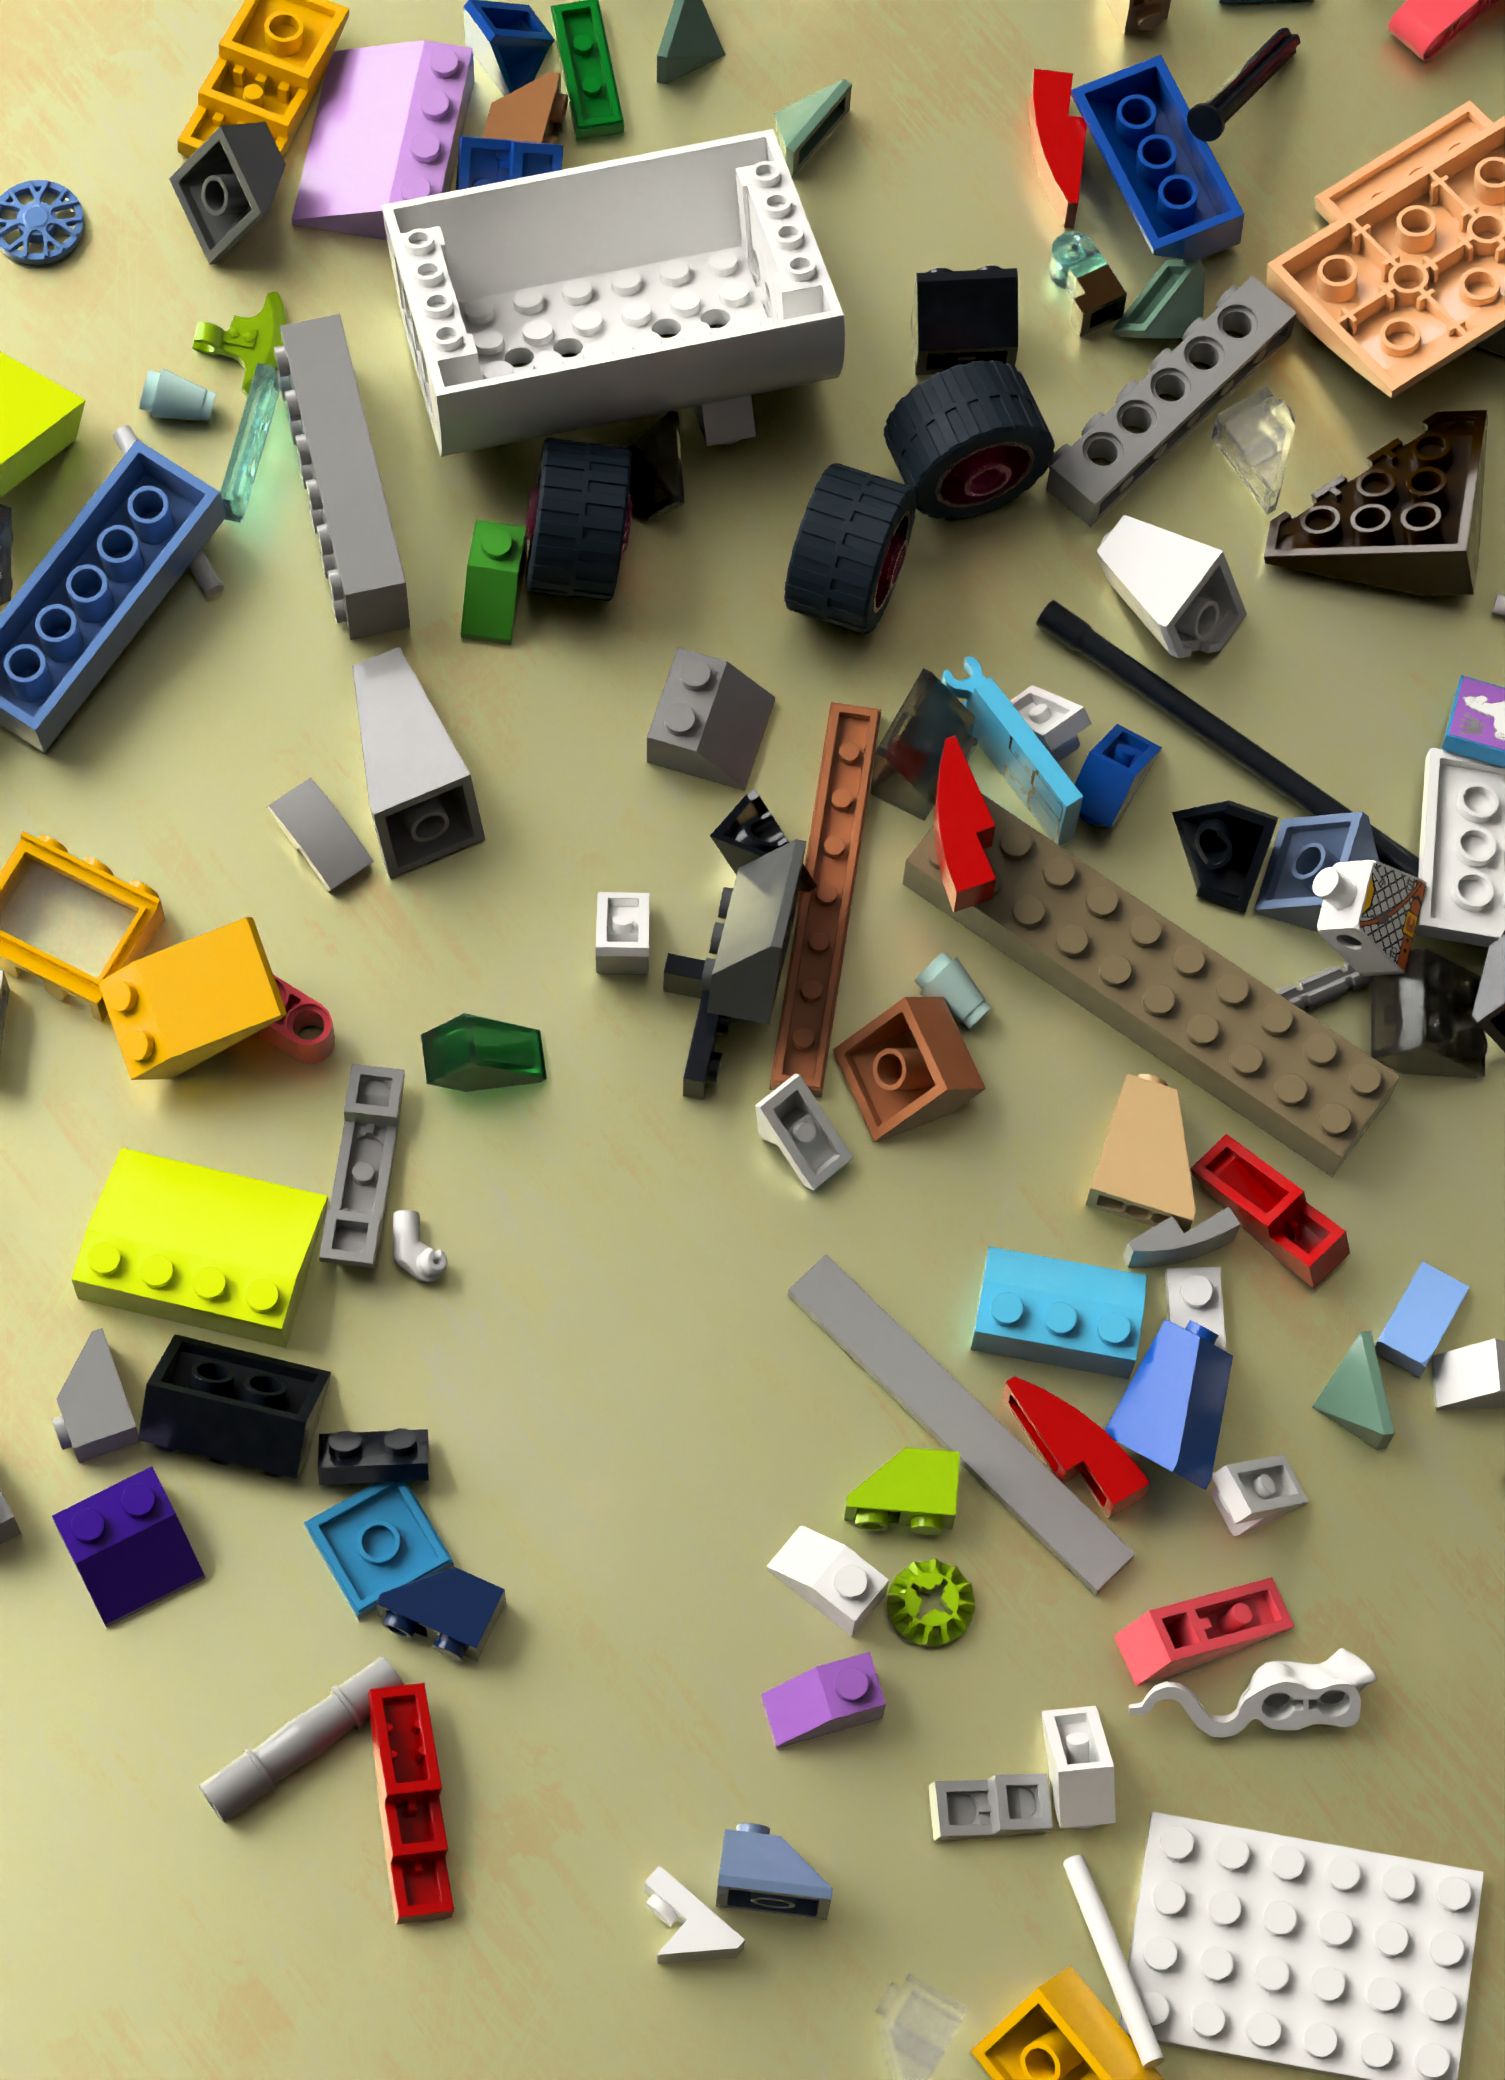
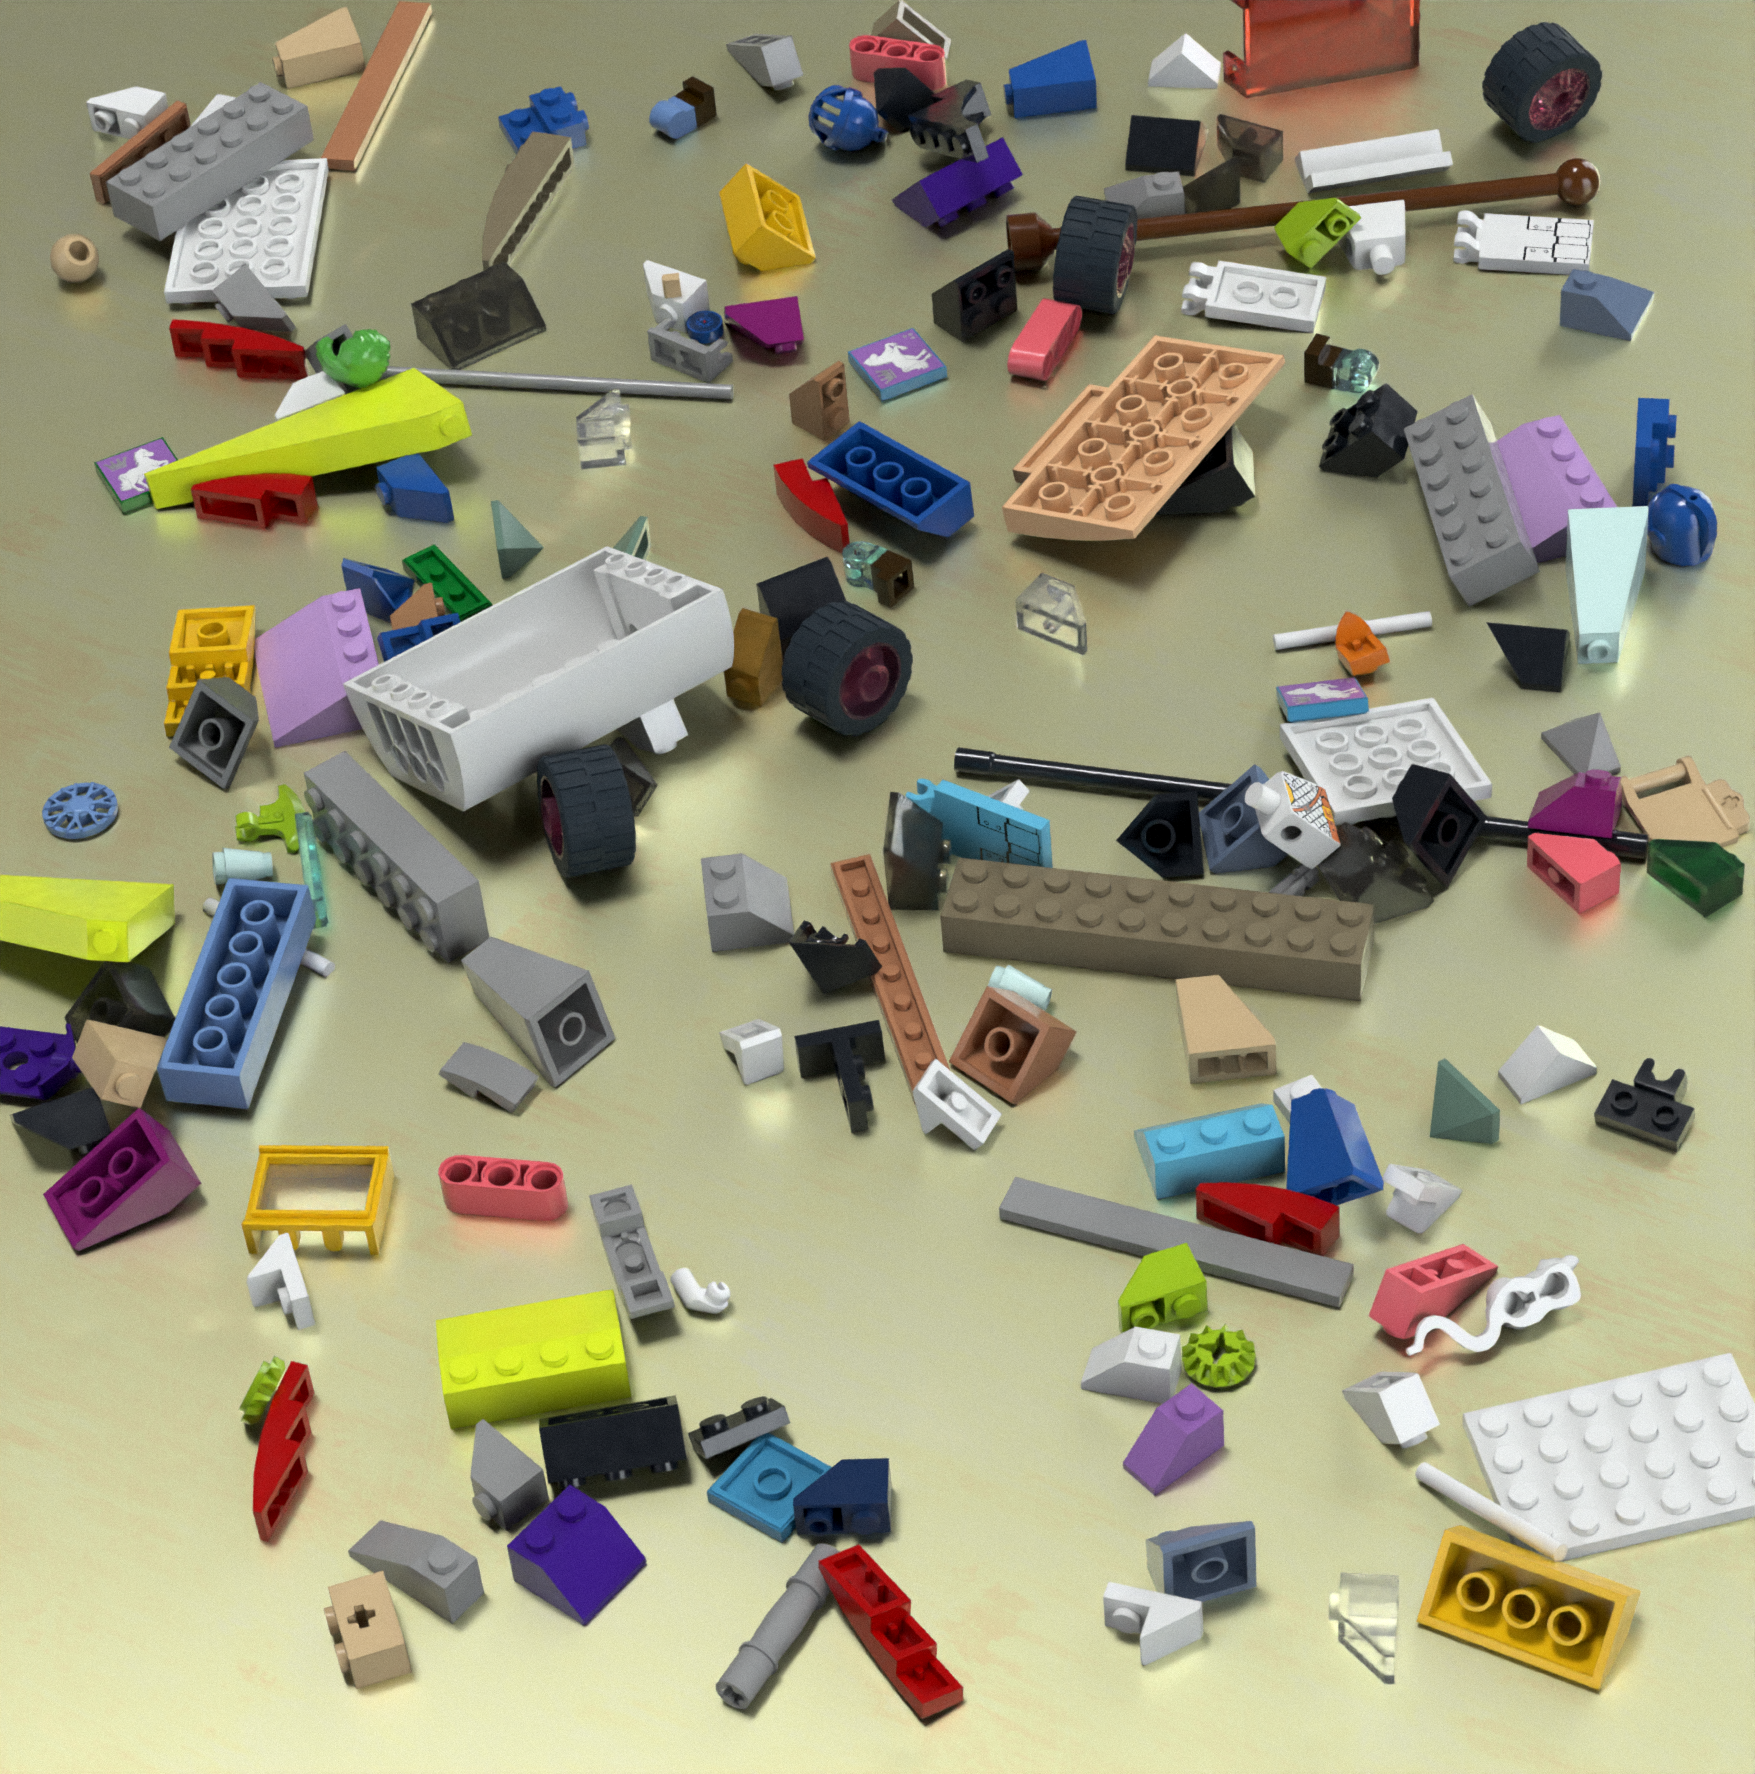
camera: 15 degrees left, 25 degrees down
(192, 1000) = (447, 1189): yellow slope -> none
(482, 1054) = (684, 1155): clear green slope -> none
(493, 582) = (540, 881): bright green slope -> none
(754, 935) = (855, 988): dark grey slope -> none
(850, 548) = (796, 755): black wheel -> none
(876, 364) = (756, 658): none -> pearl gold slope
(962, 831) = (973, 872): red slope -> none
(990, 1807) = (1345, 1460): light grey slope -> none
(1094, 489) = (976, 612): light grey brick -> none
(1114, 775) = (1066, 827): blue slope -> none
(1166, 303) = (943, 565): sand green slope -> none
(1169, 1245) = (1270, 1071): light grey slope -> none
(1173, 586) = (1039, 702): white slope -> none
(1209, 118) = (915, 436): black axle -> none
(1272, 1210) = (1332, 1028): red slope -> none
(1401, 522) = (1178, 618): dark brown slope -> none
(1421, 1319) = (1477, 1052): light blue slope -> none

